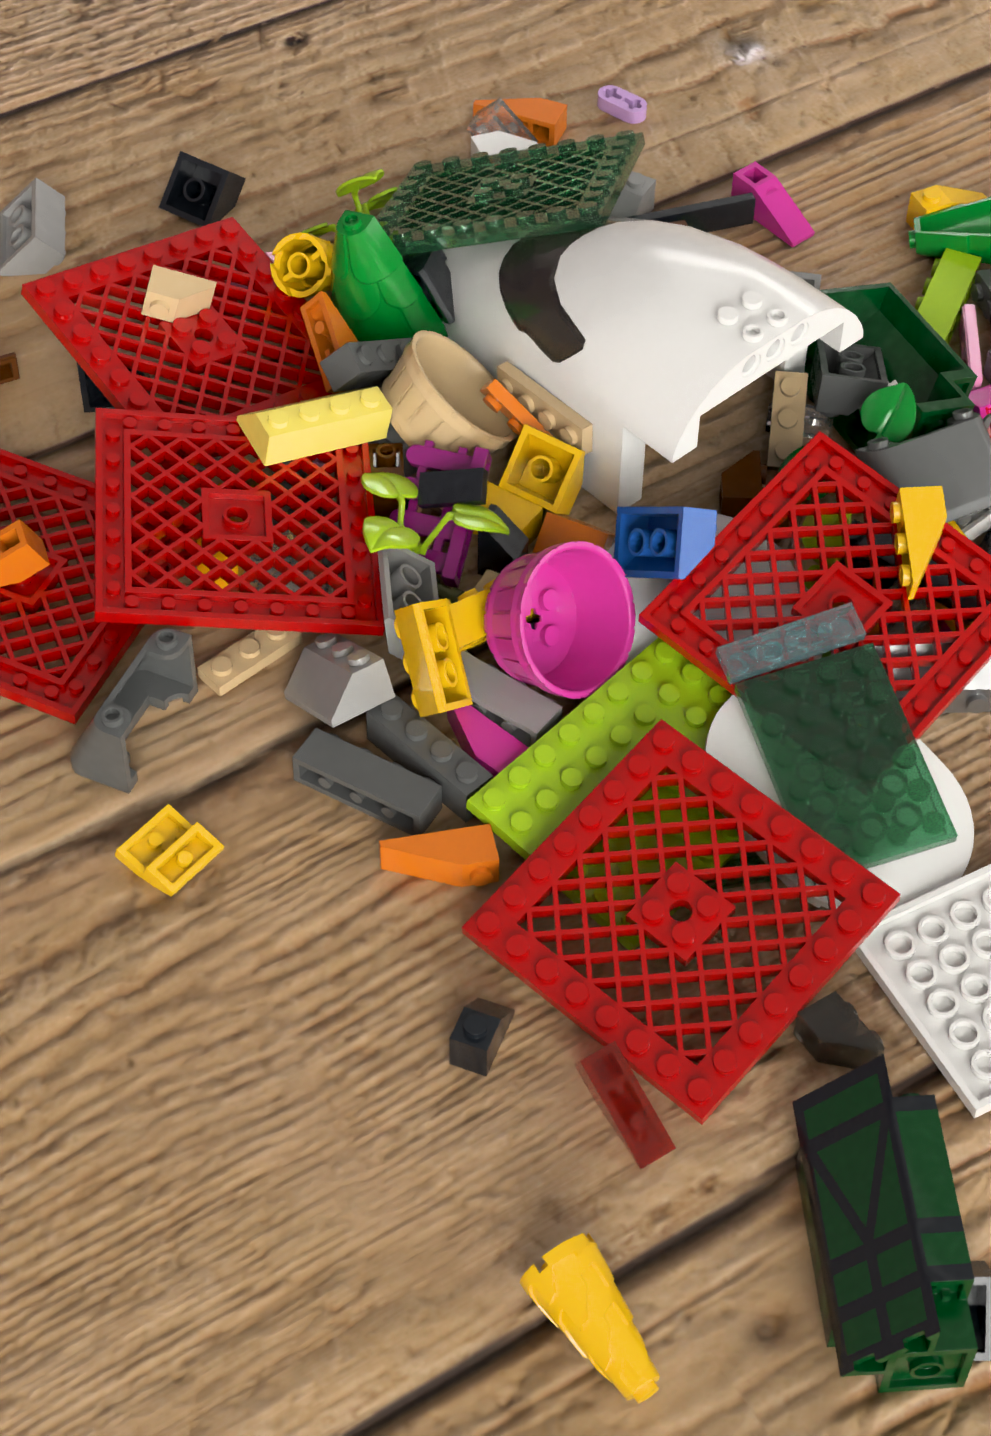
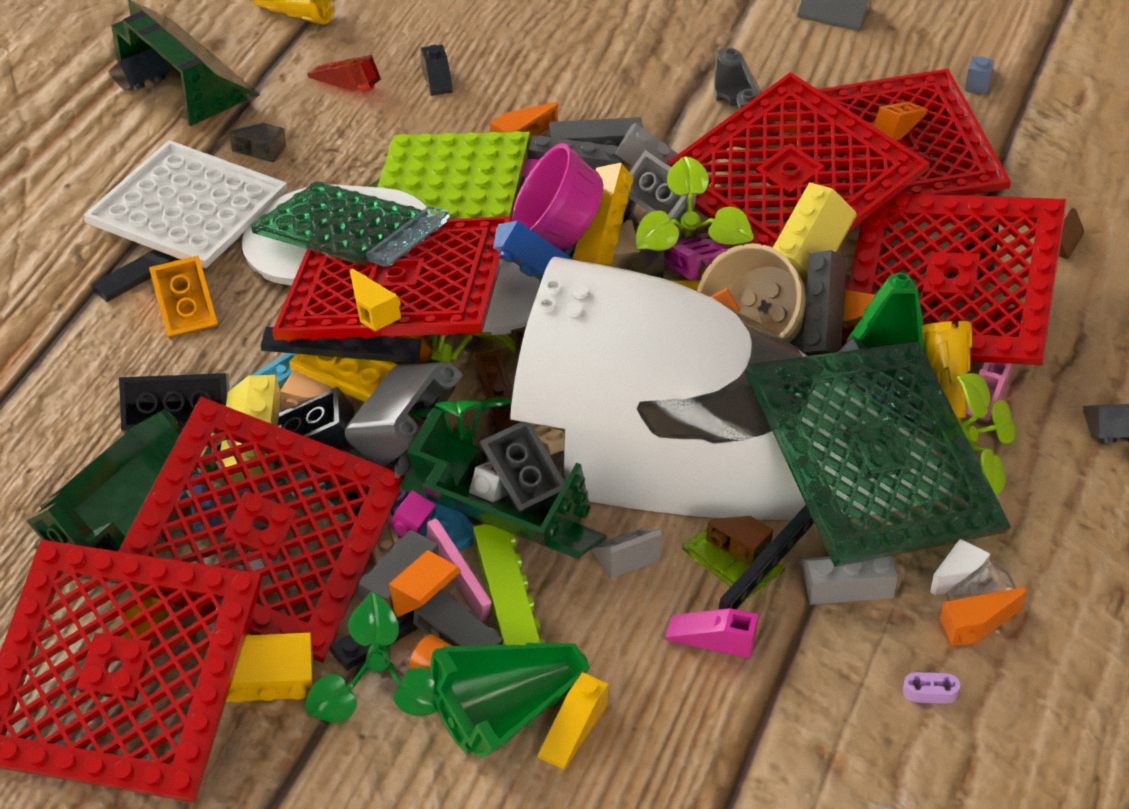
camera: 145 degrees right, 5 degrees down
(168, 850) = (661, 76): yellow slope -> none
(176, 294) = (988, 259): tan slope -> none
(432, 657) = (606, 142): yellow slope -> none
(450, 487) = (690, 241): black tile -> none
(690, 1086) = (374, 137): red plate -> none

